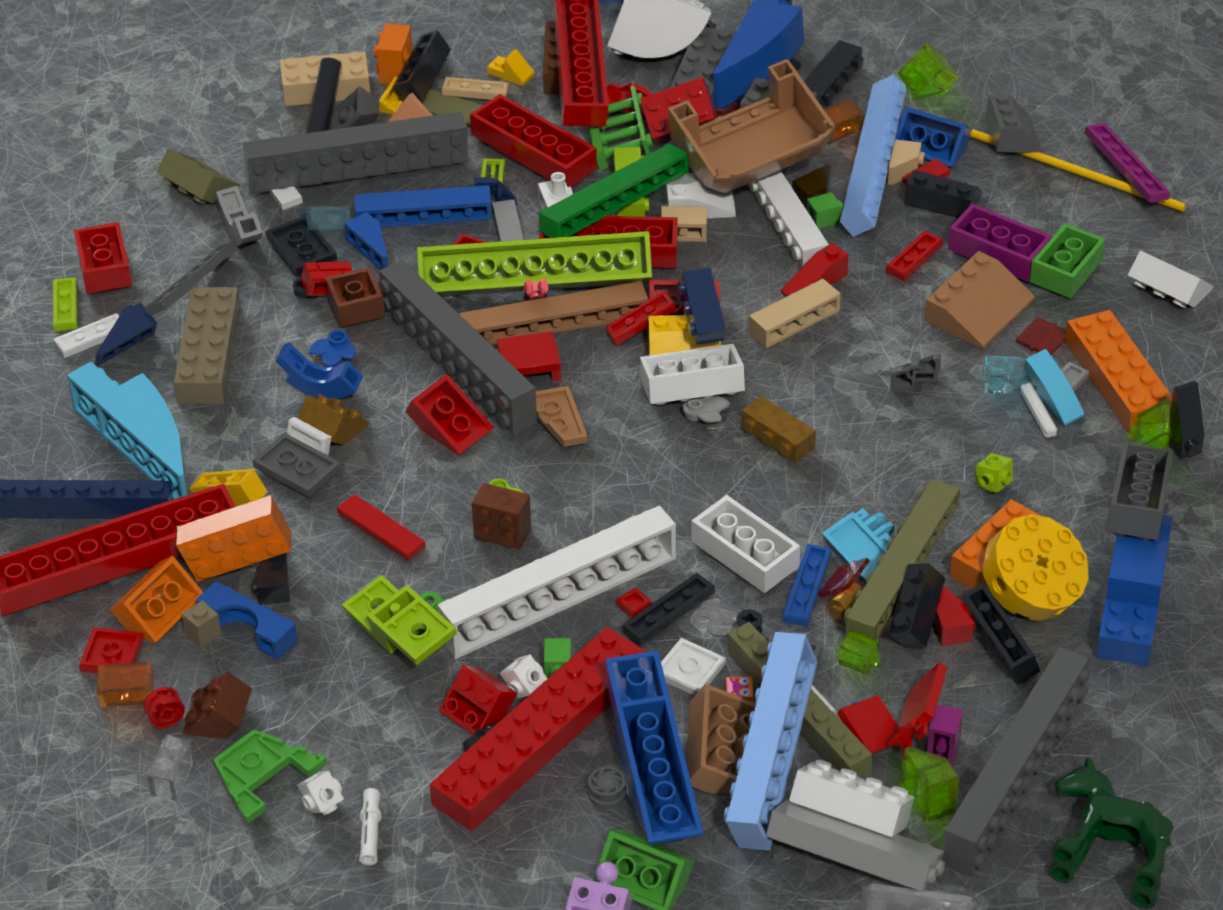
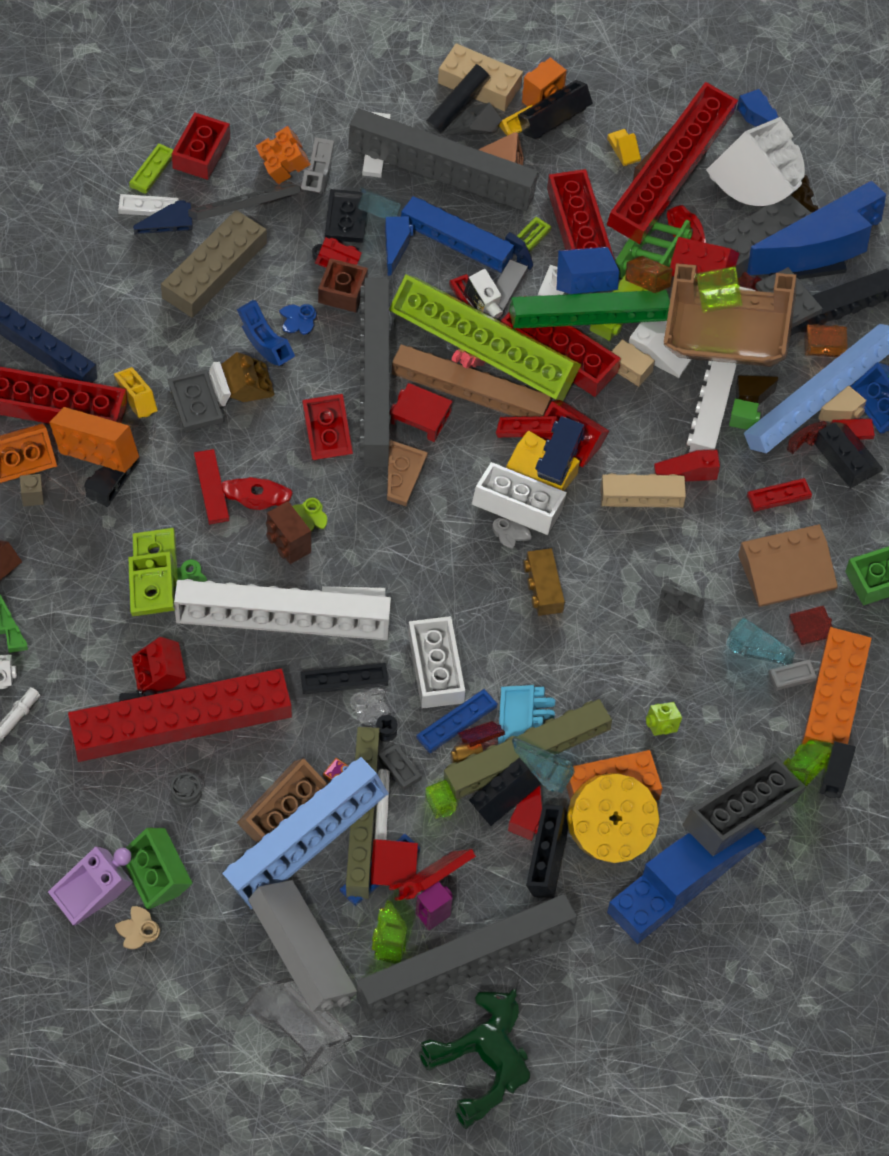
camera: 30 degrees right, 15 degrees up
(133, 421) = (115, 305): medium azure slope -> none
(193, 176) = (322, 112): olive slope -> none
(194, 224) = (283, 155): none -> orange brick
(273, 632) = (70, 525): blue arch -> none
(441, 104) = (553, 153): olive piece -> none
(449, 499) = (272, 493): none -> red piece
(474, 88) = (584, 149): tan tile -> none
(499, 227) = (483, 294): none -> white torso
(524, 675) = (200, 669): white brick -> none
(556, 654) = (236, 666): bright green brick -> none
(583, 163) = (586, 270): none -> blue slope
(633, 602) = (327, 657): red tile -> none
(642, 138) = (648, 274): none -> clear orange brick
(651, 748) = (225, 786): blue slope -> none
(691, 666) = (321, 733): white tile -> none
(722, 116) = (719, 289): none -> clear neon green slope
(852, 798) = (328, 911): white brick -> none
(895, 198) = (806, 435): none -> clear red slope
(947, 559) = (549, 768): none -> clear light blue slope
(997, 237) = (845, 522): magenta brick -> none
(1038, 410) = (749, 685): white axle -> none
(1053, 387) = (770, 677): medium azure slope -> none

